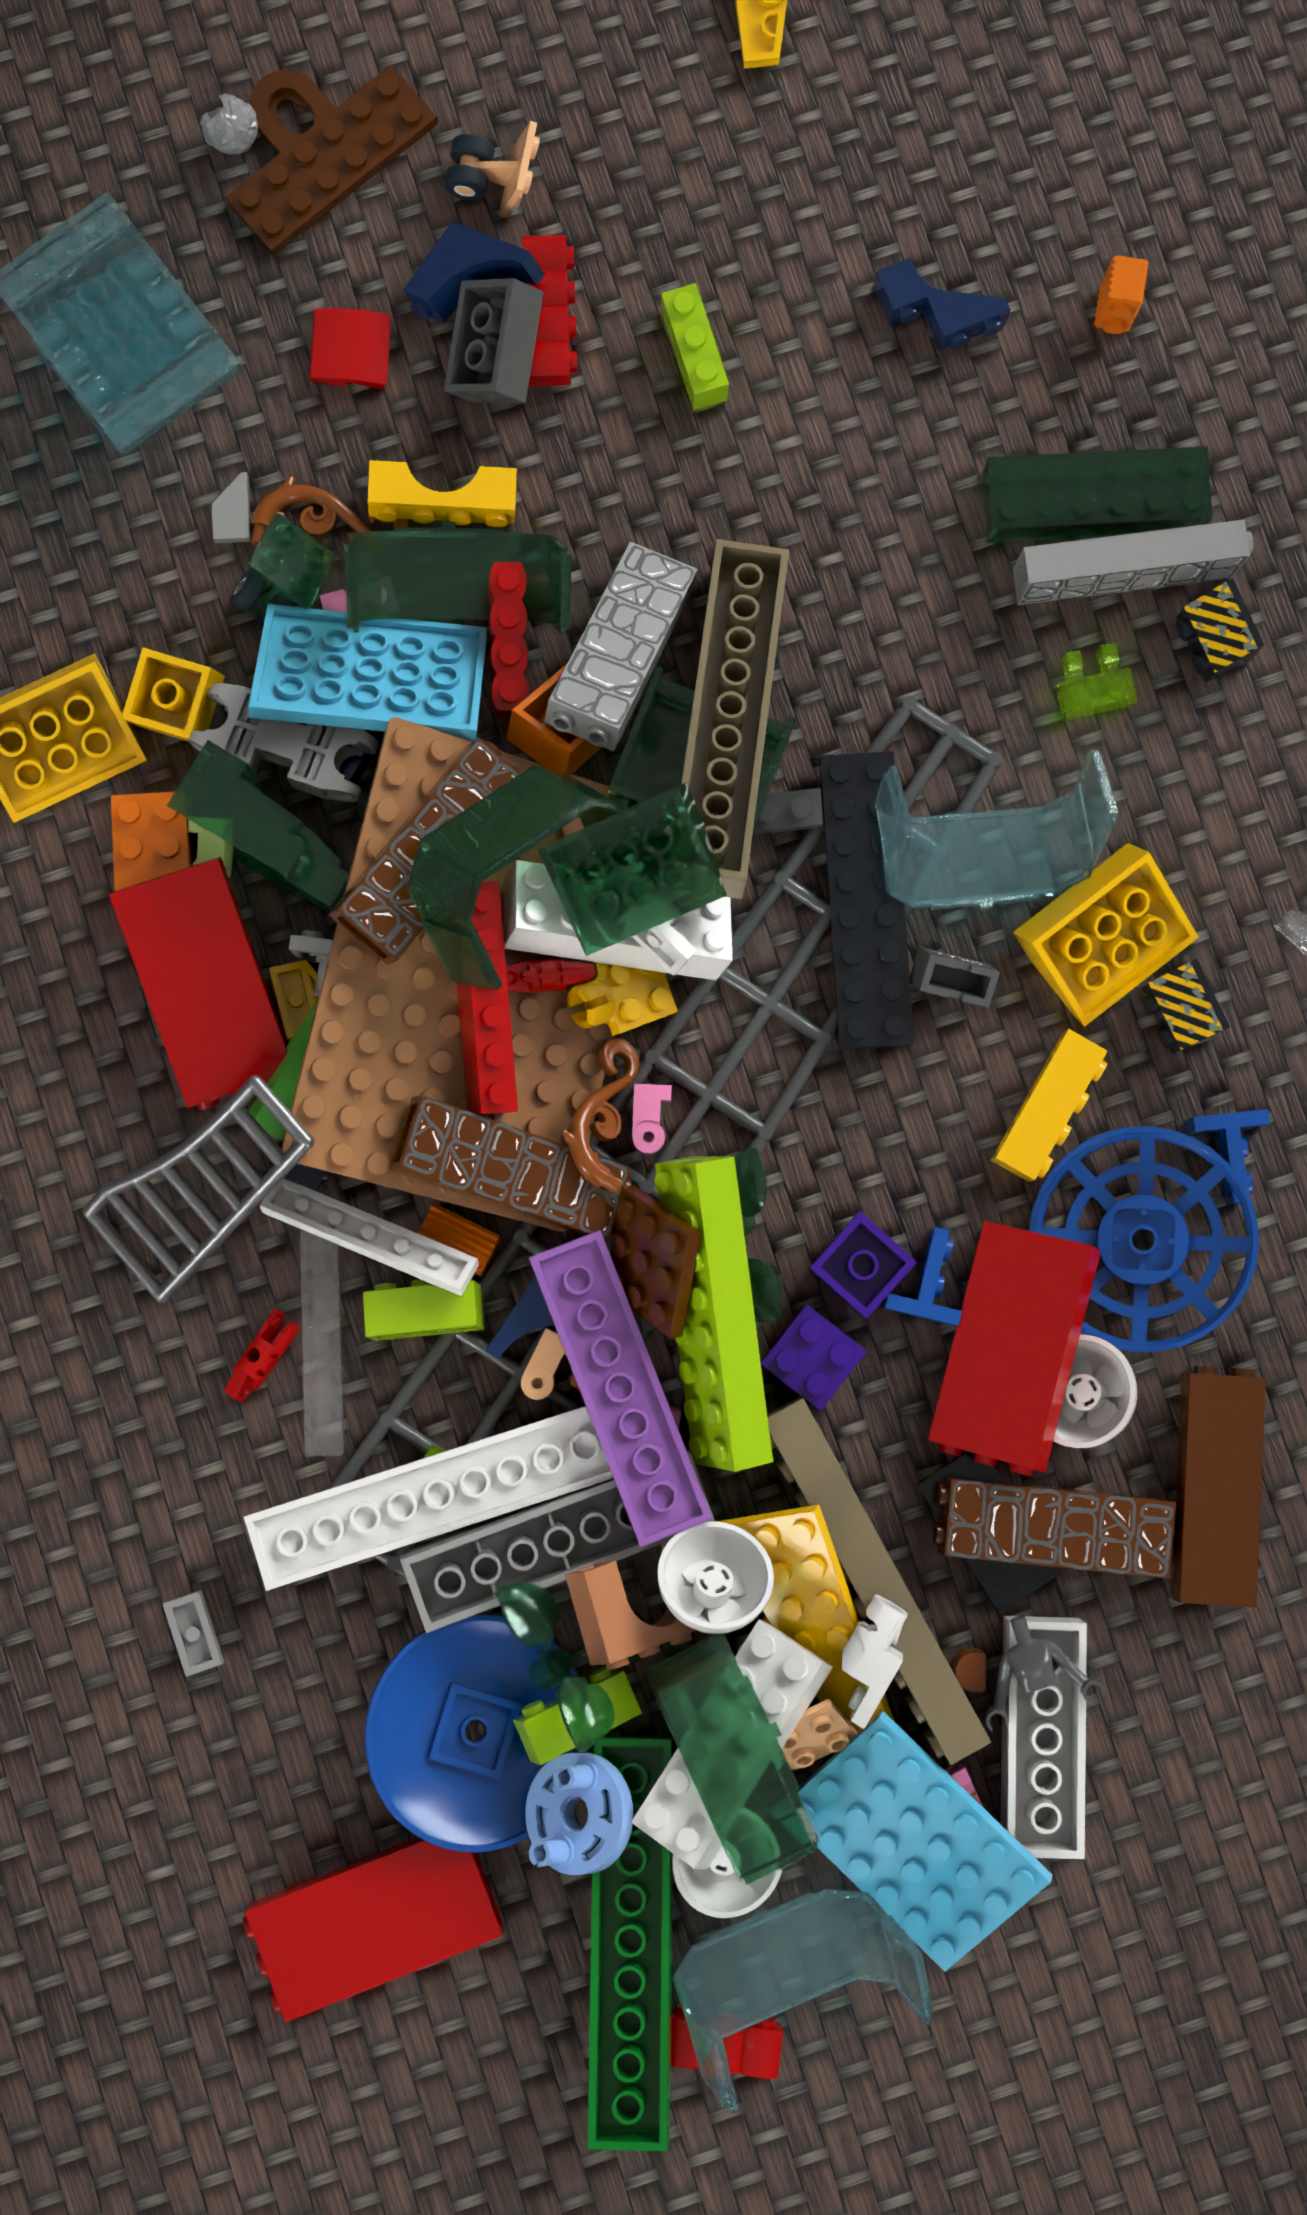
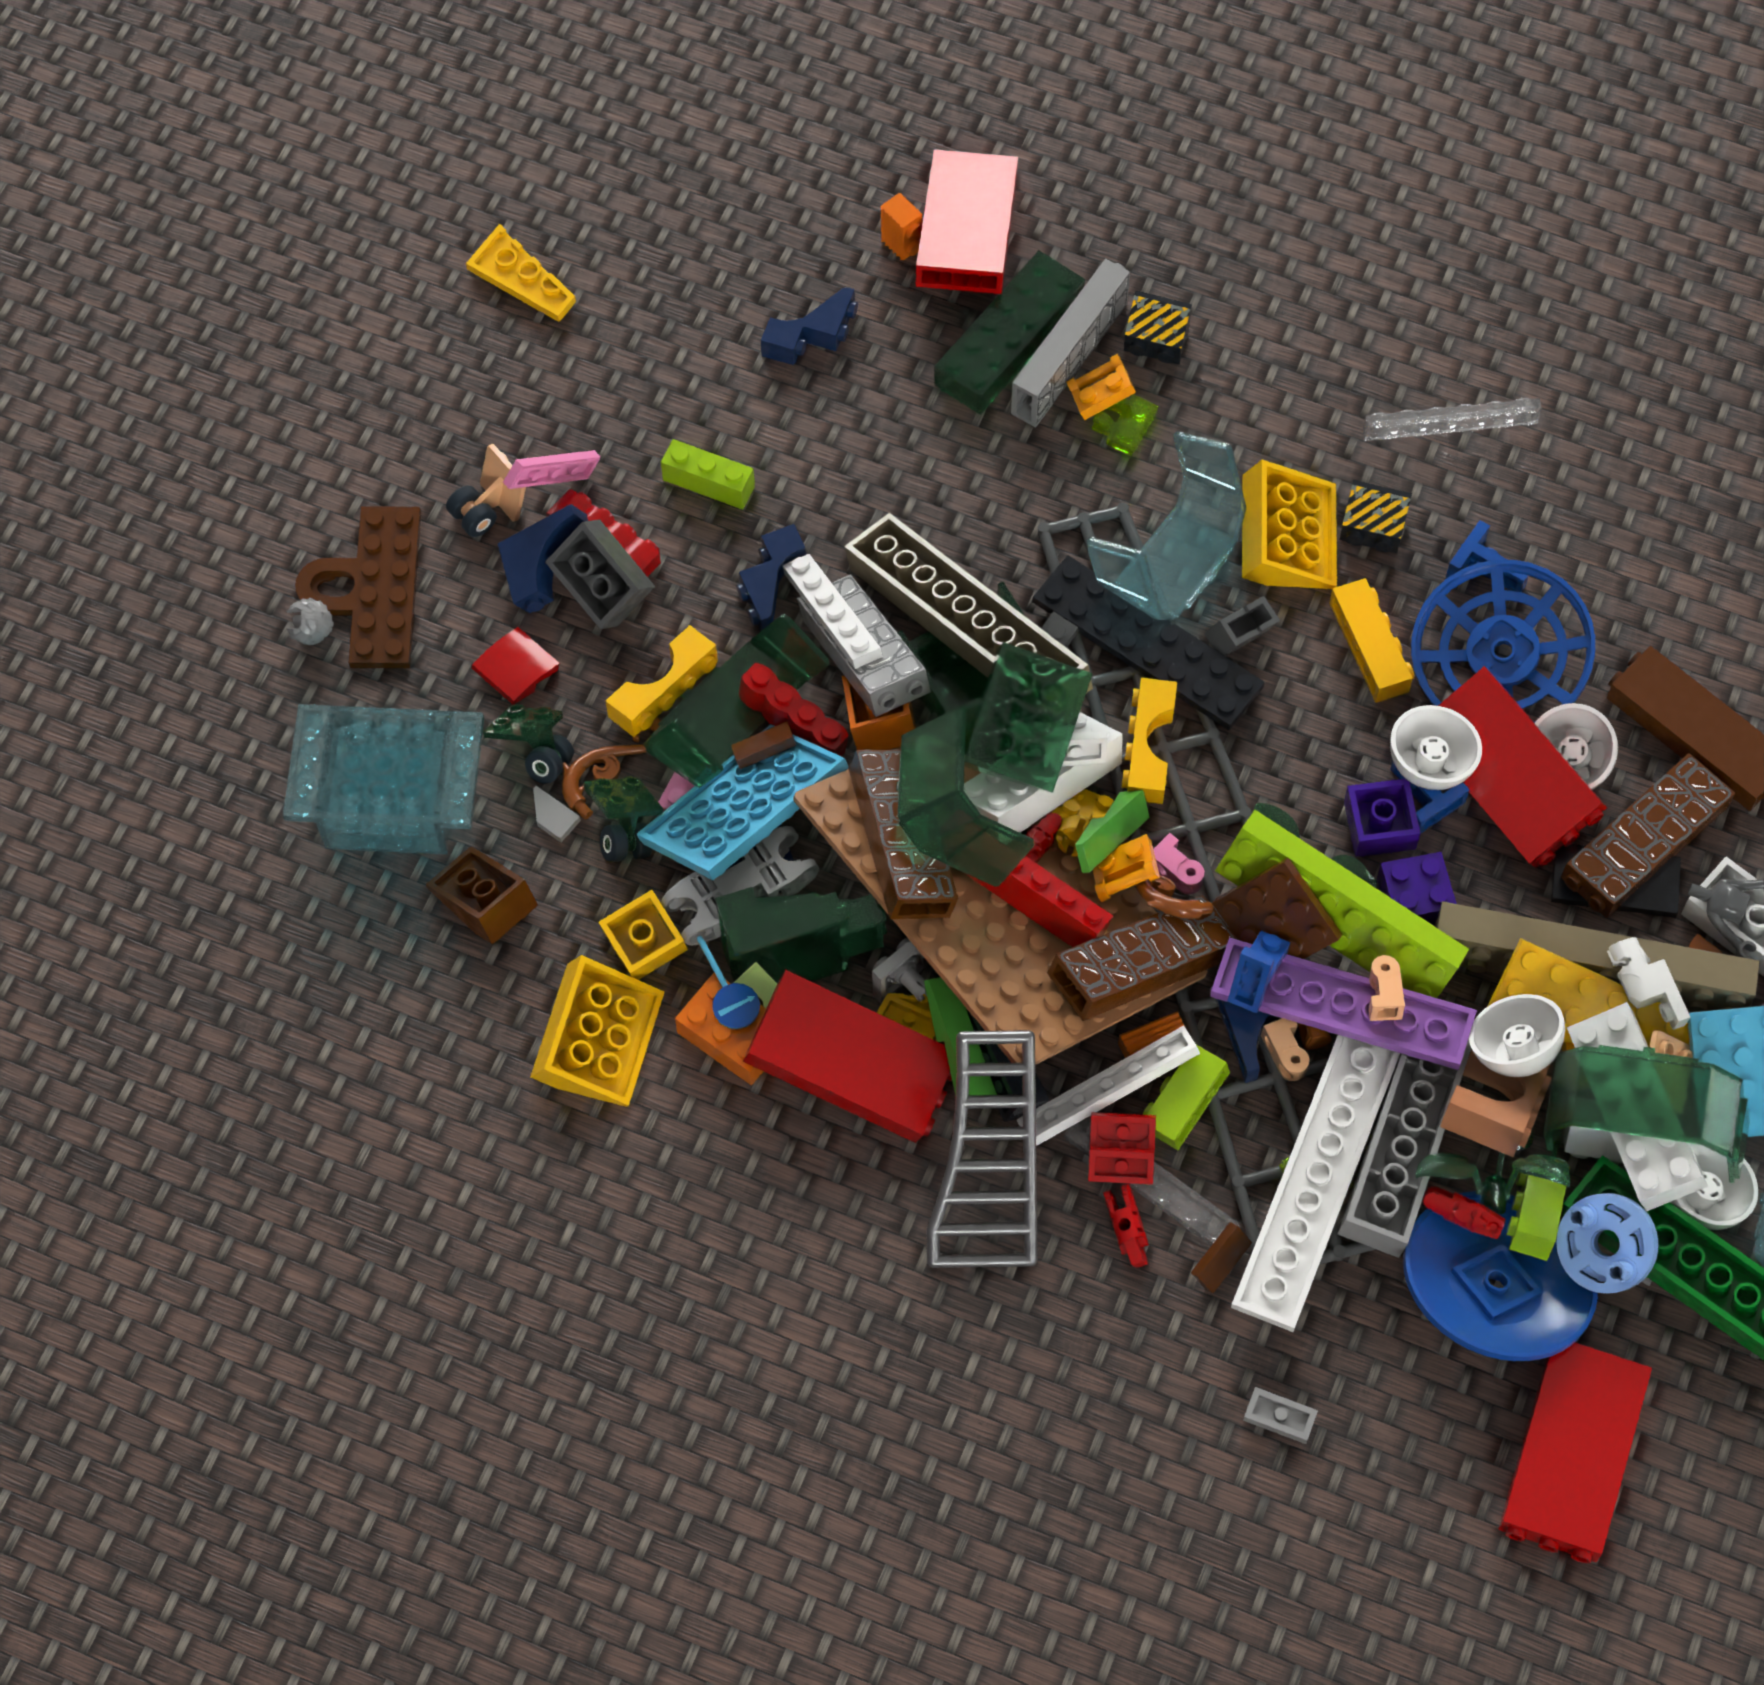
camera: 45 degrees left, 20 degrees down
(98, 519) = (483, 894): none -> reddish brown slope
(163, 837) = (735, 1003): none -> blue piece
(289, 411) = (534, 727): none -> clear green plate
(295, 1465) = (1221, 1257): none -> reddish brown tile
(321, 1295) = (1122, 1148): none -> red slope
(448, 641) = (763, 745): none -> reddish brown tile
(509, 1658) = (1464, 1212): none -> red hinge
(558, 200) = (551, 469): none -> bright pink tile
(581, 1286) = (1256, 970): none -> blue bracket
(598, 1069) = (1126, 867): none -> light orange plate
(610, 1032) = (1107, 833): none -> bright green slope
(622, 496) = (761, 583): none -> dark blue arch
(630, 588) = (832, 611): none -> white plate
(670, 1411) = (1387, 982): none -> light nougat leg
(798, 962) = (1154, 708): none -> yellow arch
(982, 1265) = (1435, 747): none -> white piece
(1103, 640) = (1104, 392): none -> light orange plate
(1180, 351) = (967, 222): none -> brick

